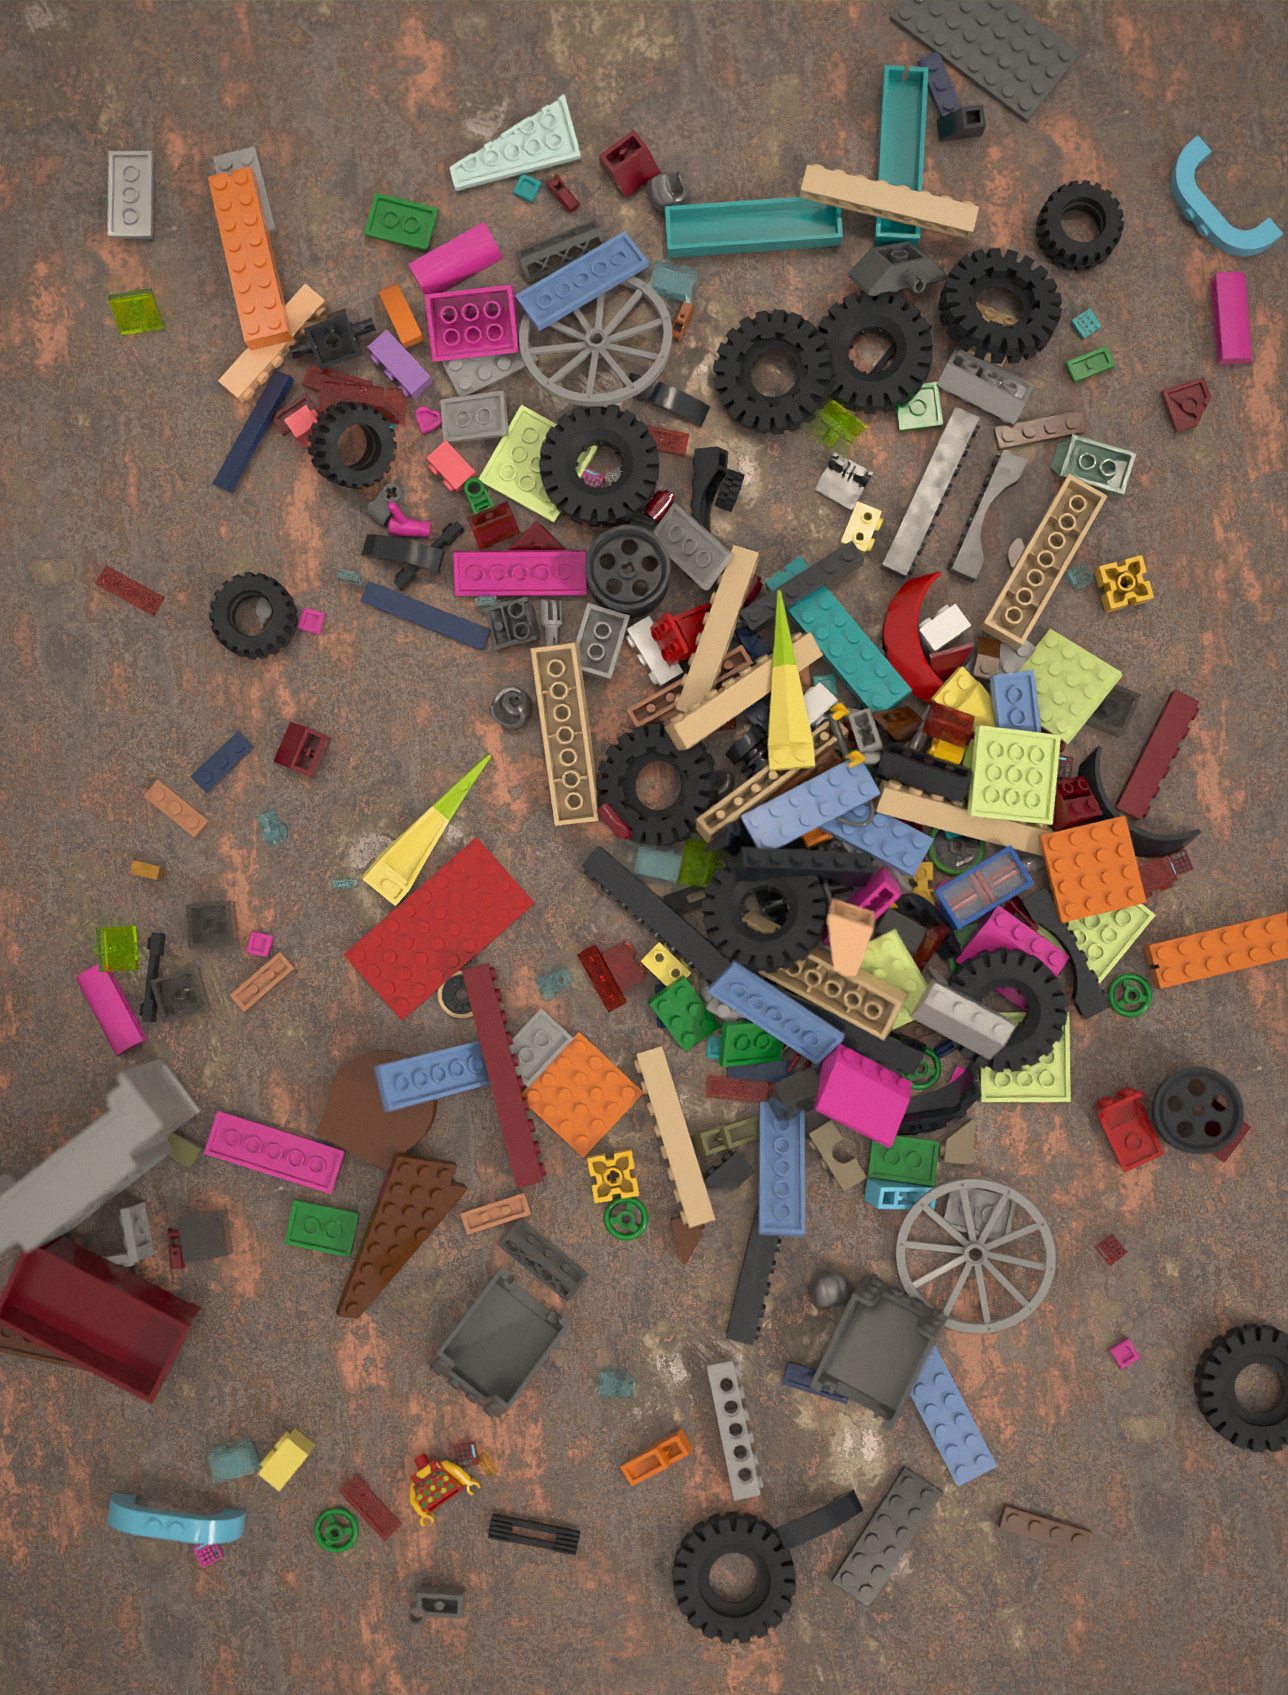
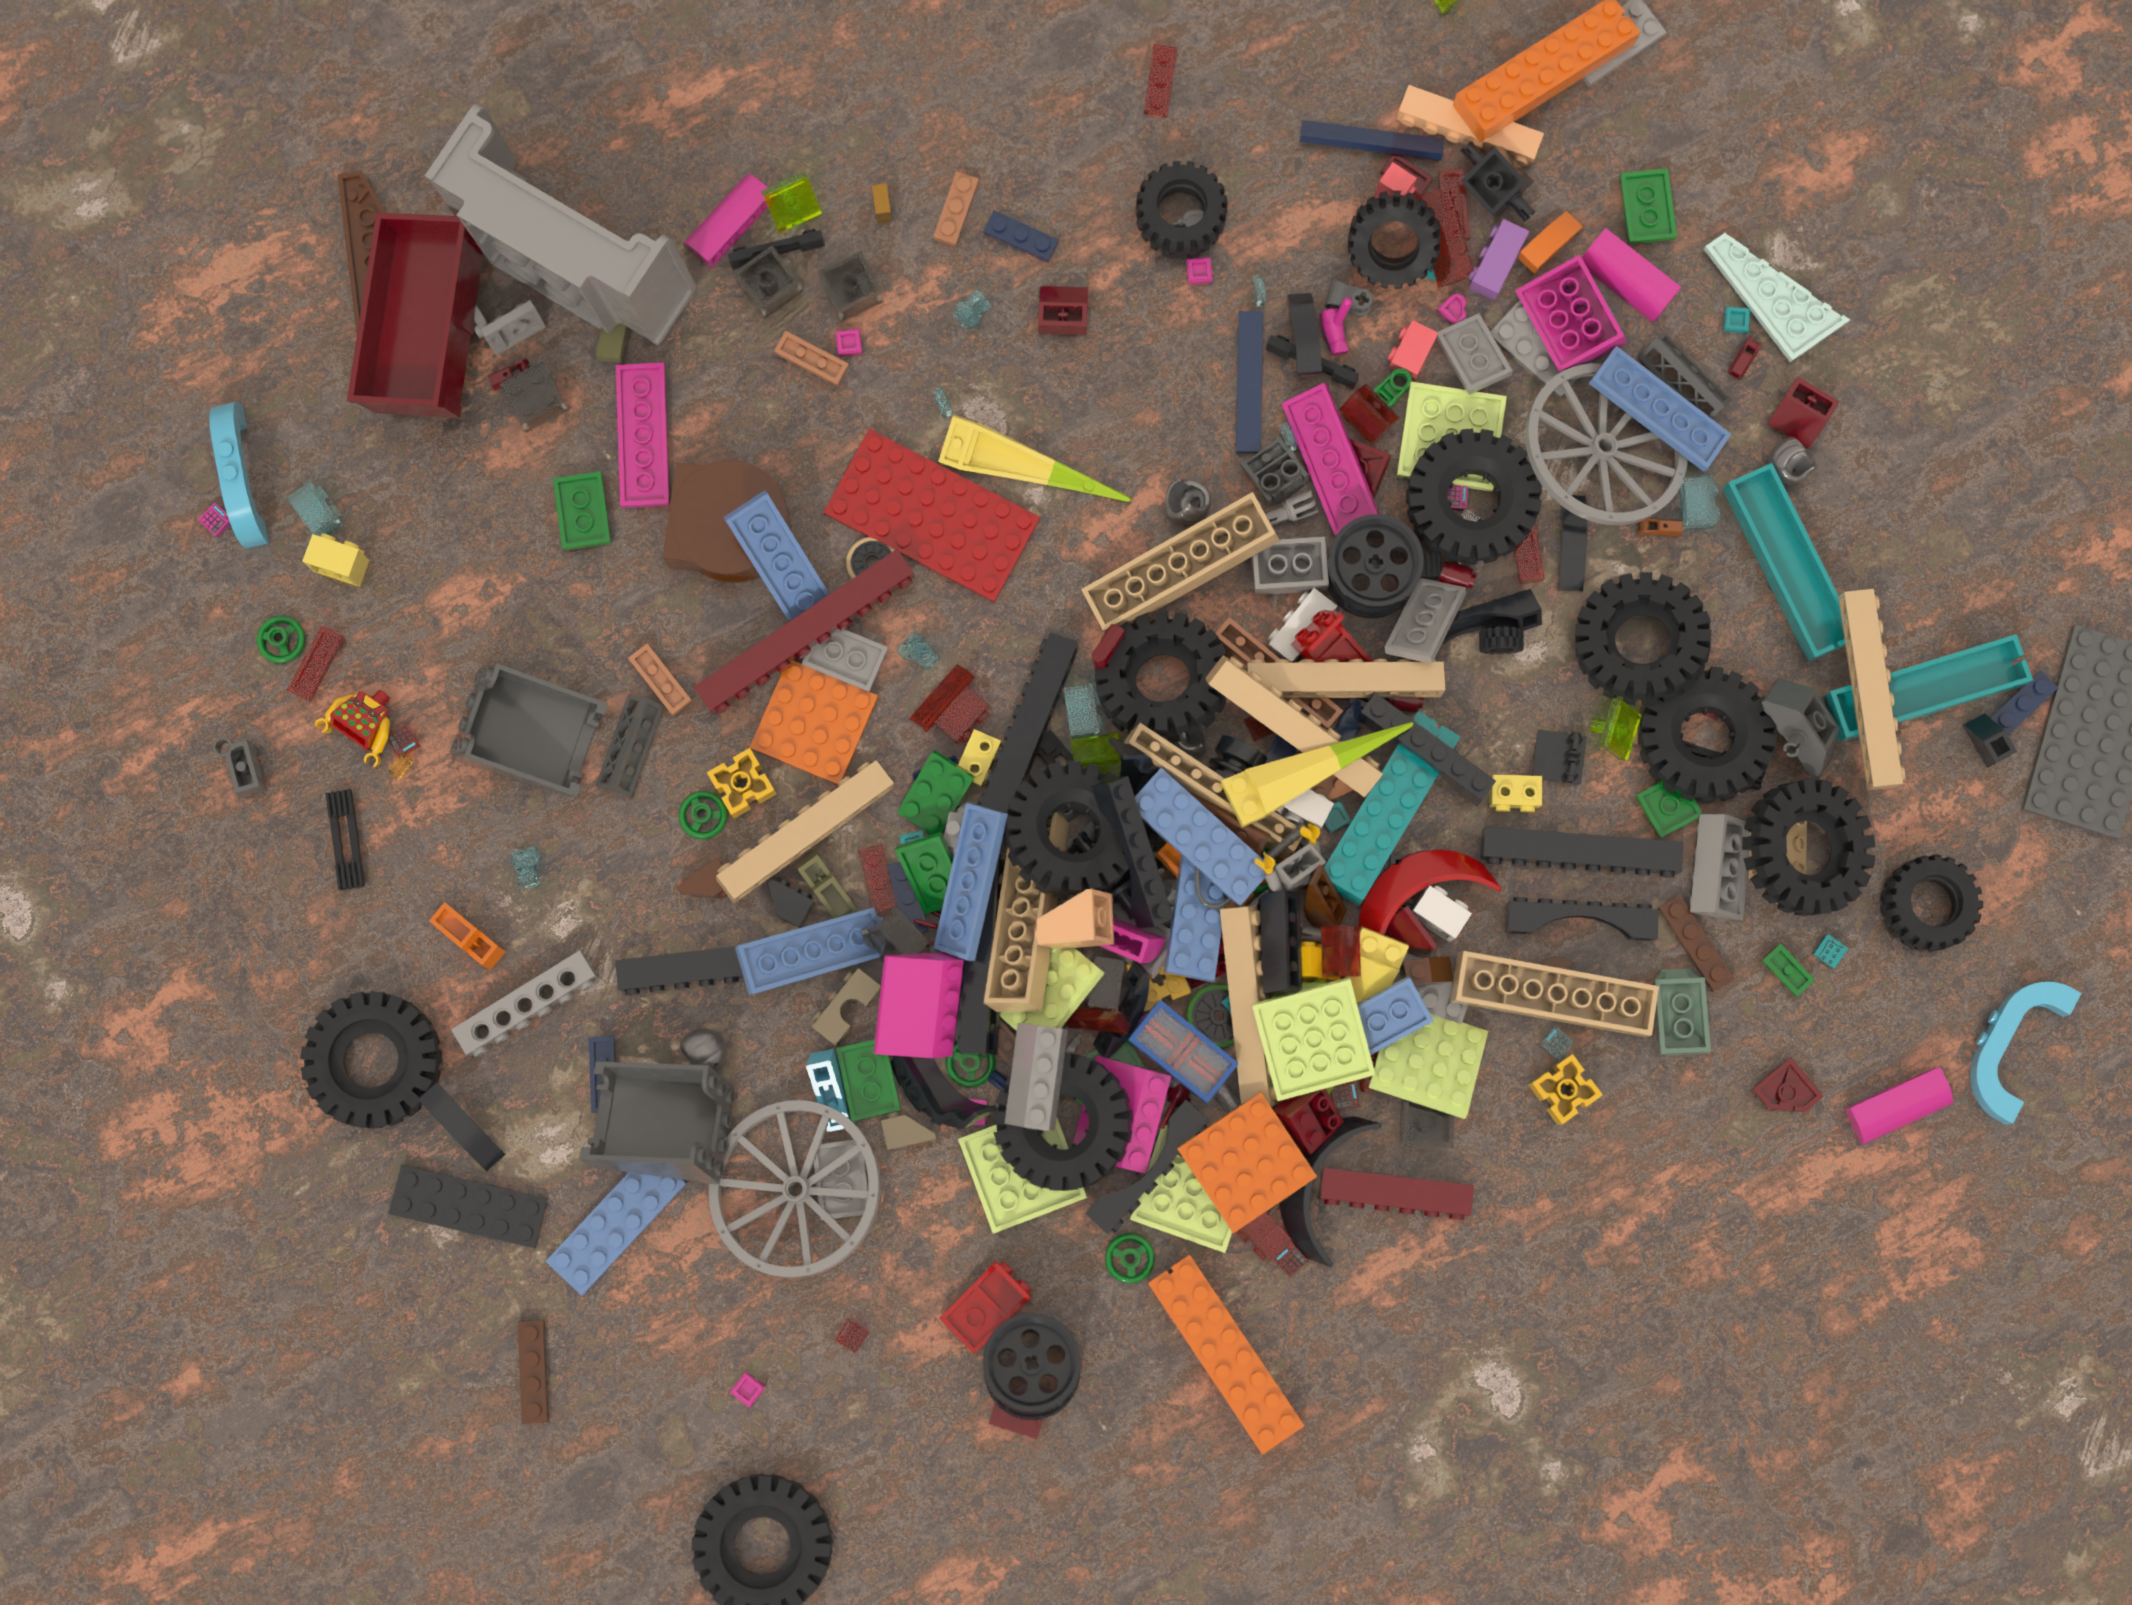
camera: 65 degrees right, 5 degrees down
(408, 1209) = (627, 586): reddish brown wing -> none

